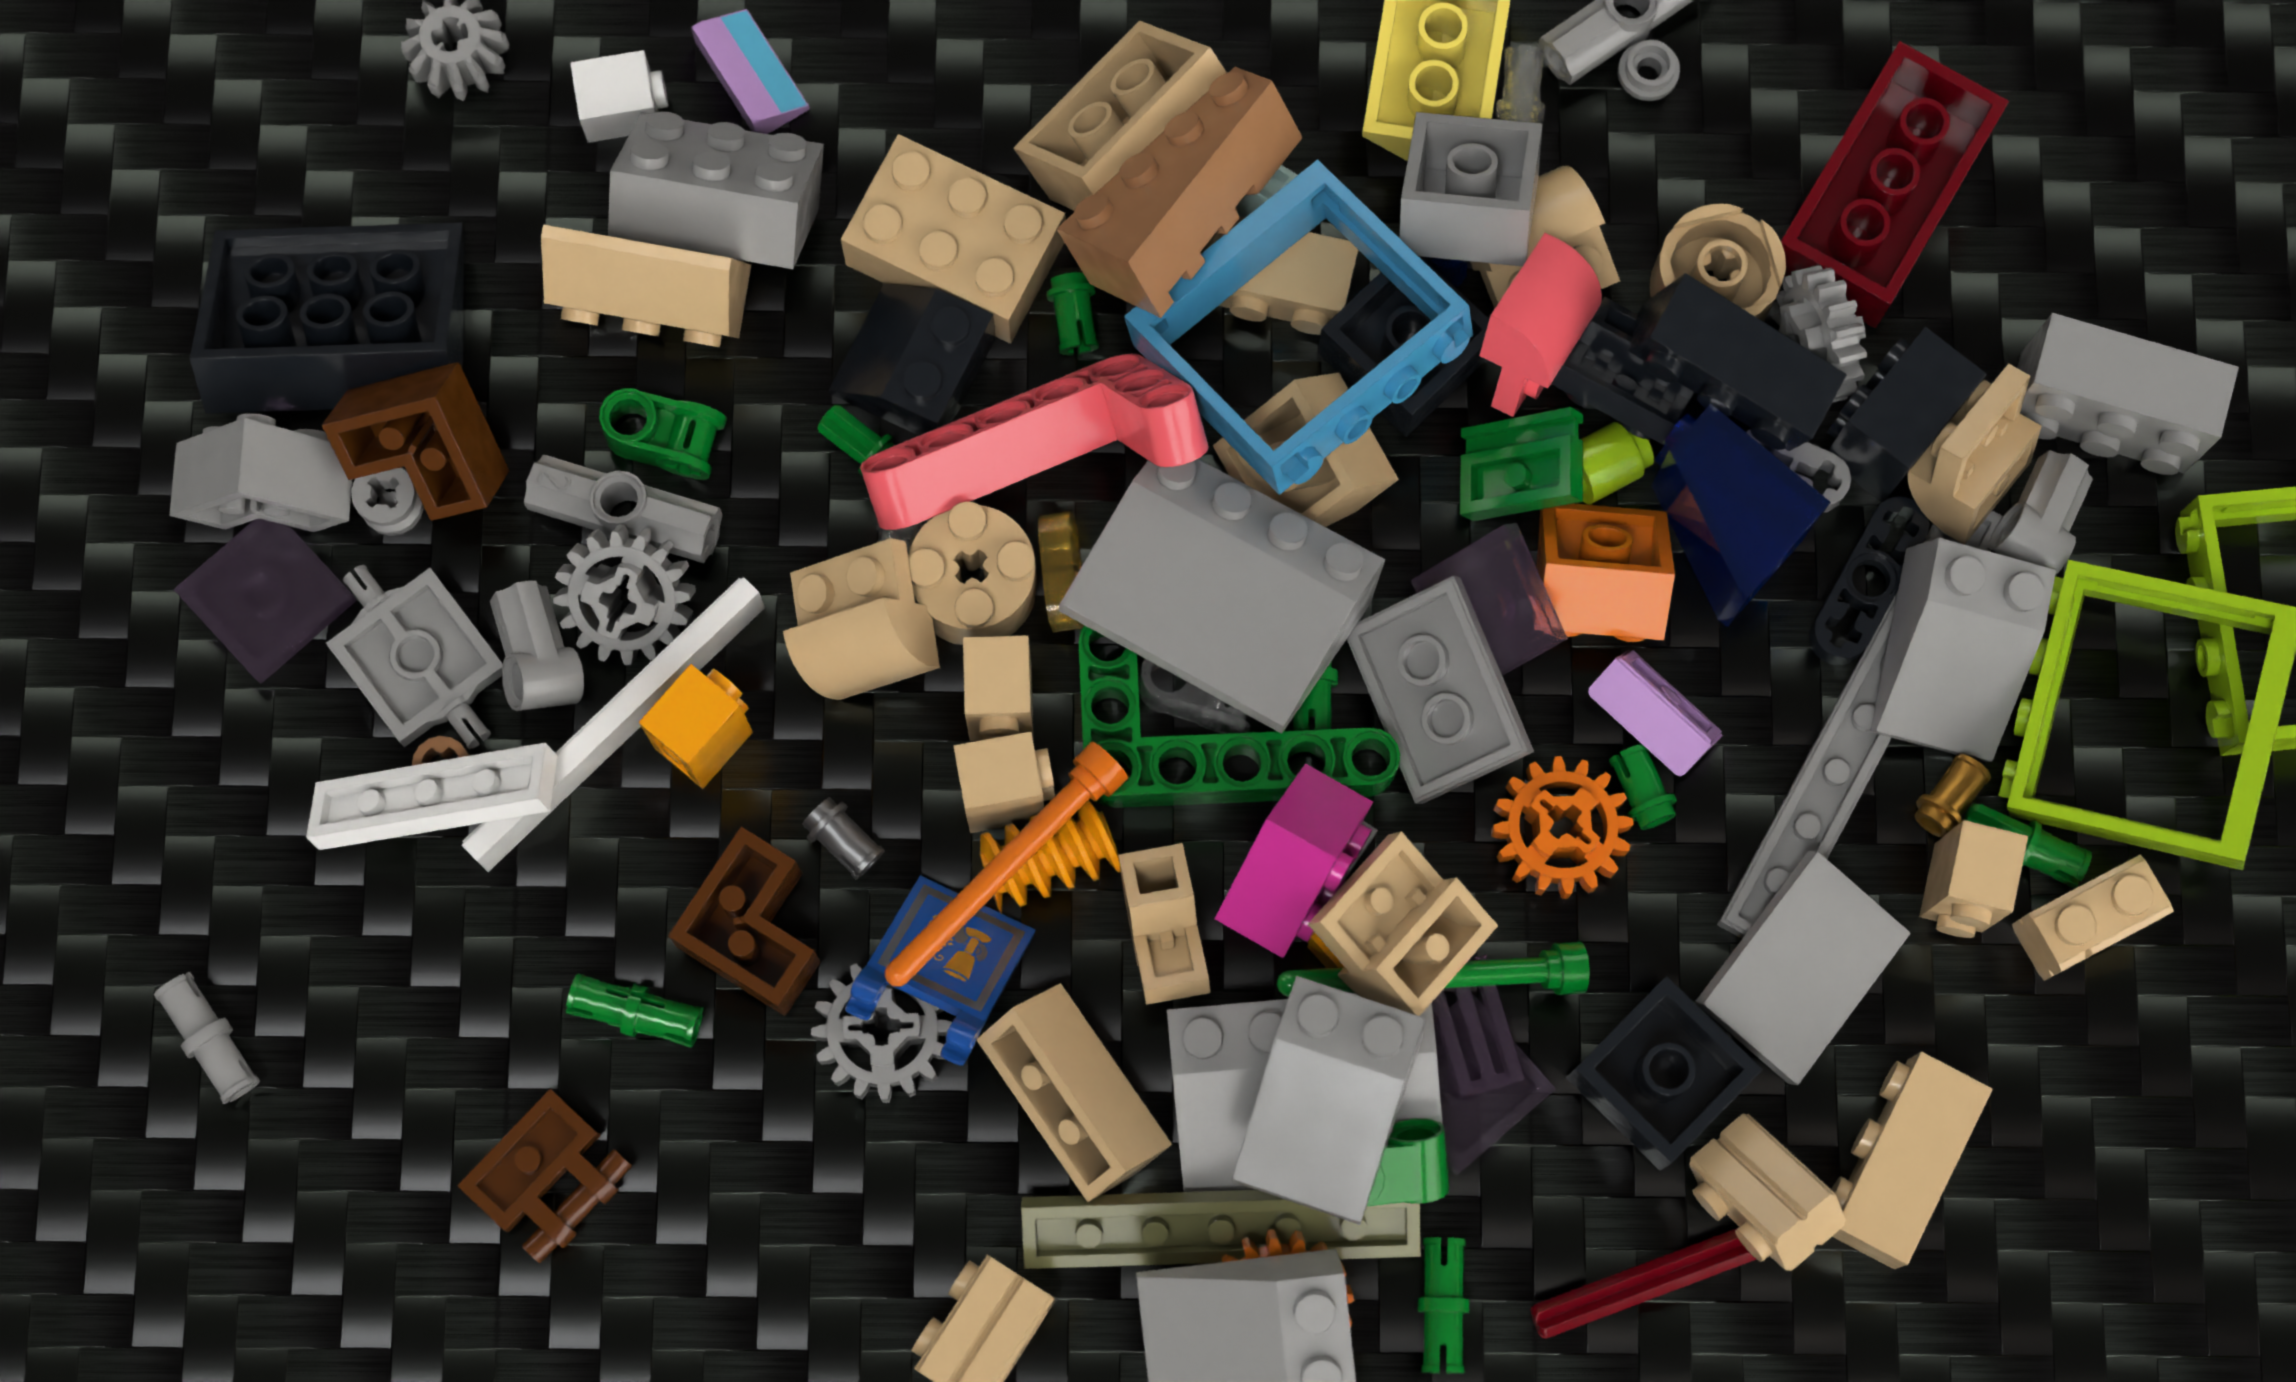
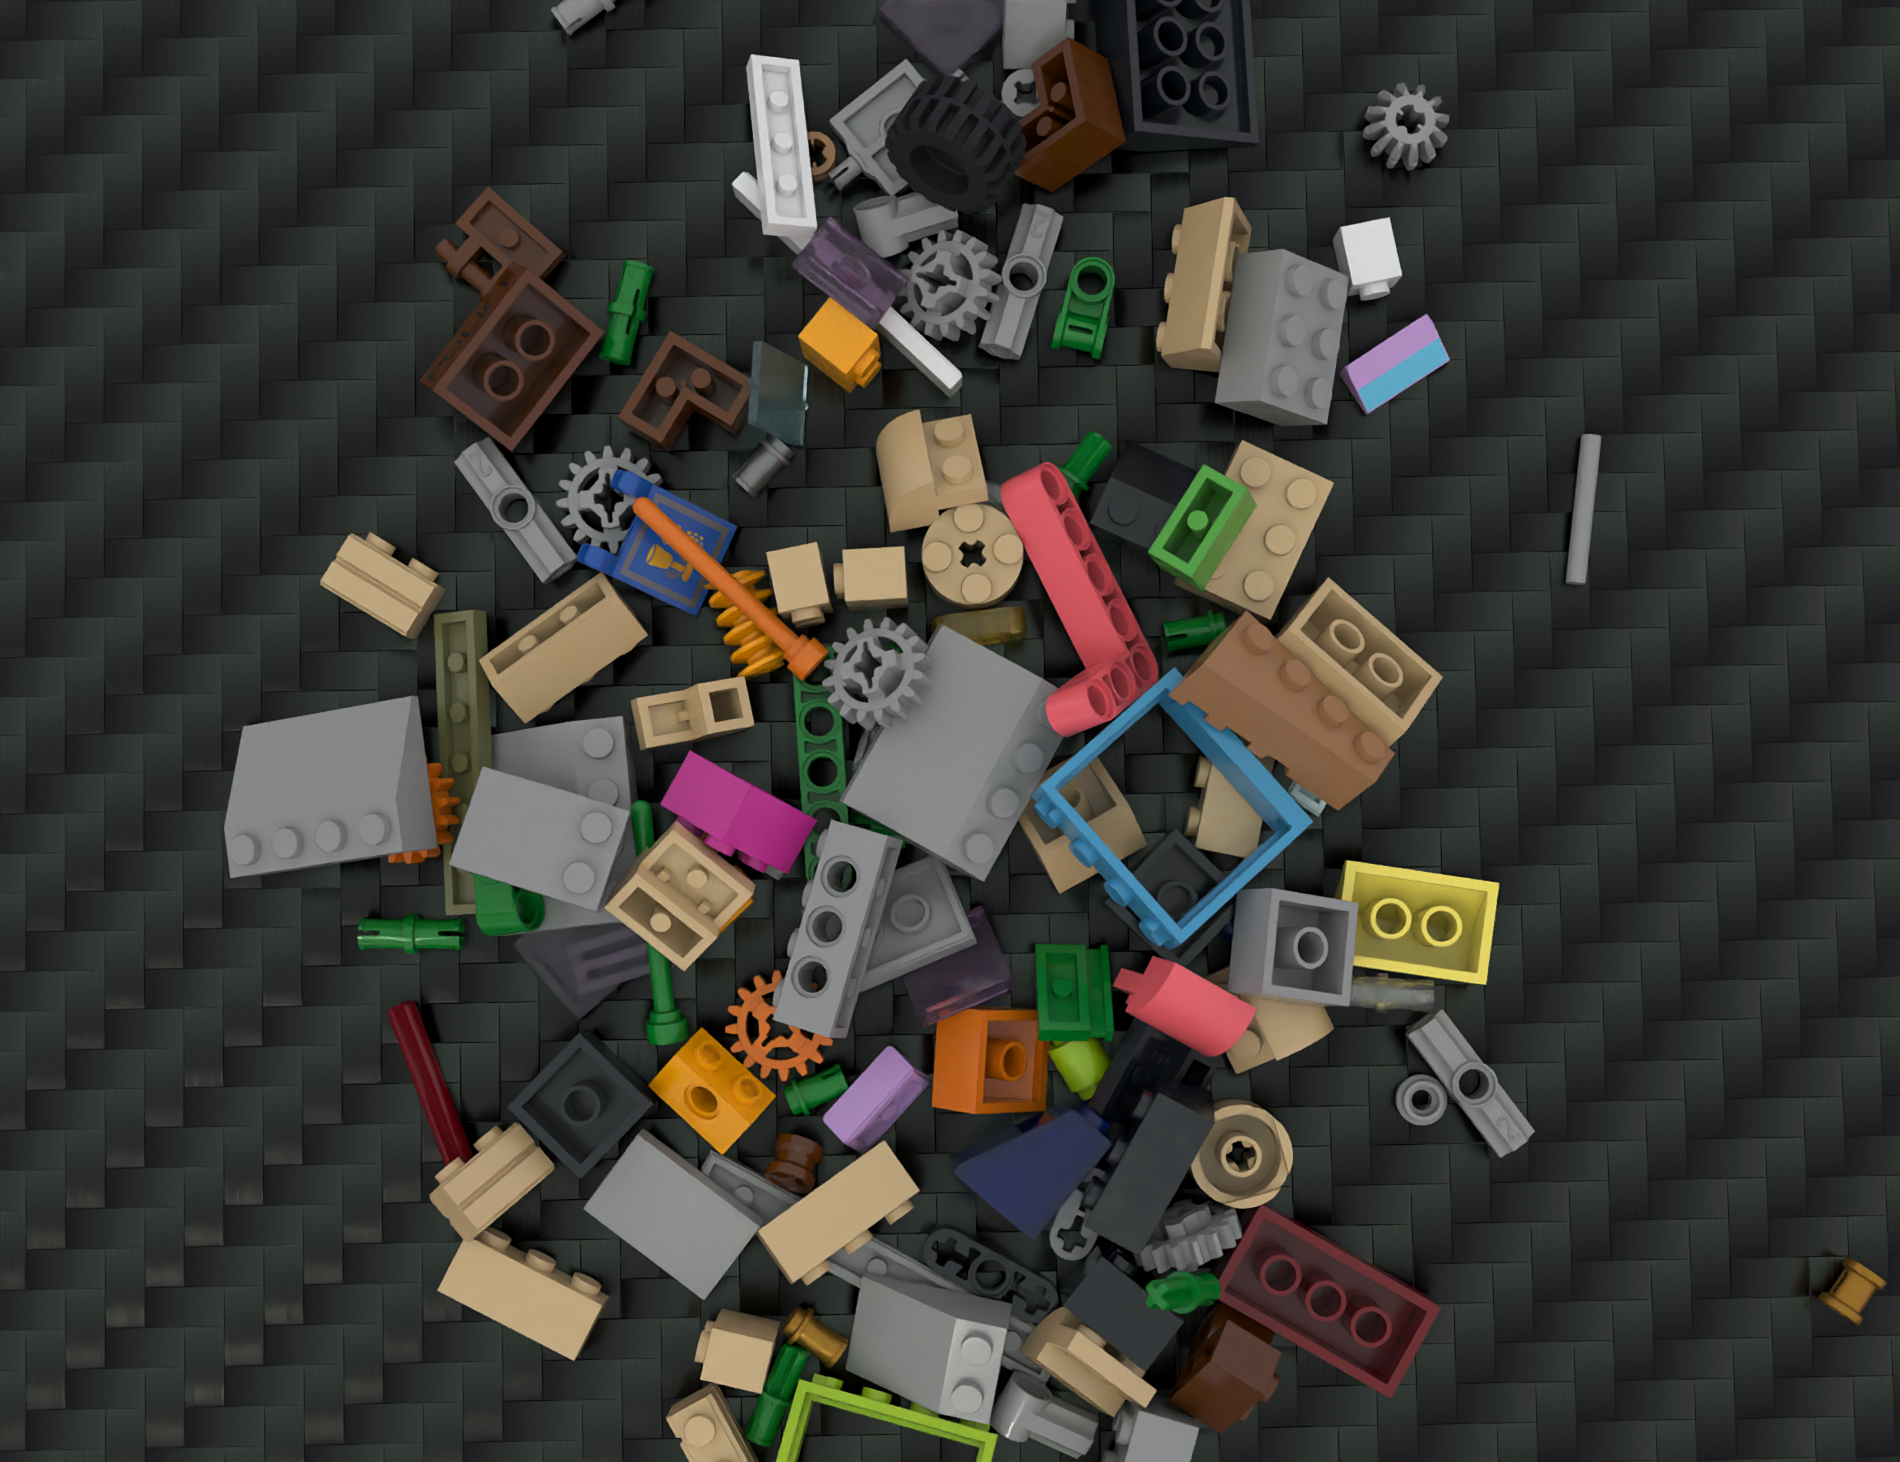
camera: 90 degrees right, 10 degrees up
(451, 562) = (956, 144): none -> black tyre
(607, 703) = (850, 272): none -> clear purple tile
(688, 1148) = (512, 355): none -> reddish brown brick
(754, 808) = (777, 393): none -> clear light blue piece
(854, 1181) = (500, 485): none -> light grey piece
(953, 274) = (1202, 527): none -> bright green brick
(1124, 703) = (878, 673): none -> light grey gear
(1547, 748) = (846, 958): none -> light grey brick
(1646, 911) = (711, 1090): none -> light orange brick
(1736, 812) = (794, 1163): none -> reddish brown wheel
(1800, 754) = (839, 1214): none -> tan brick
(1888, 324) = (1183, 1291): none -> green axle
(1978, 288) = (1226, 1369): none -> reddish brown brick

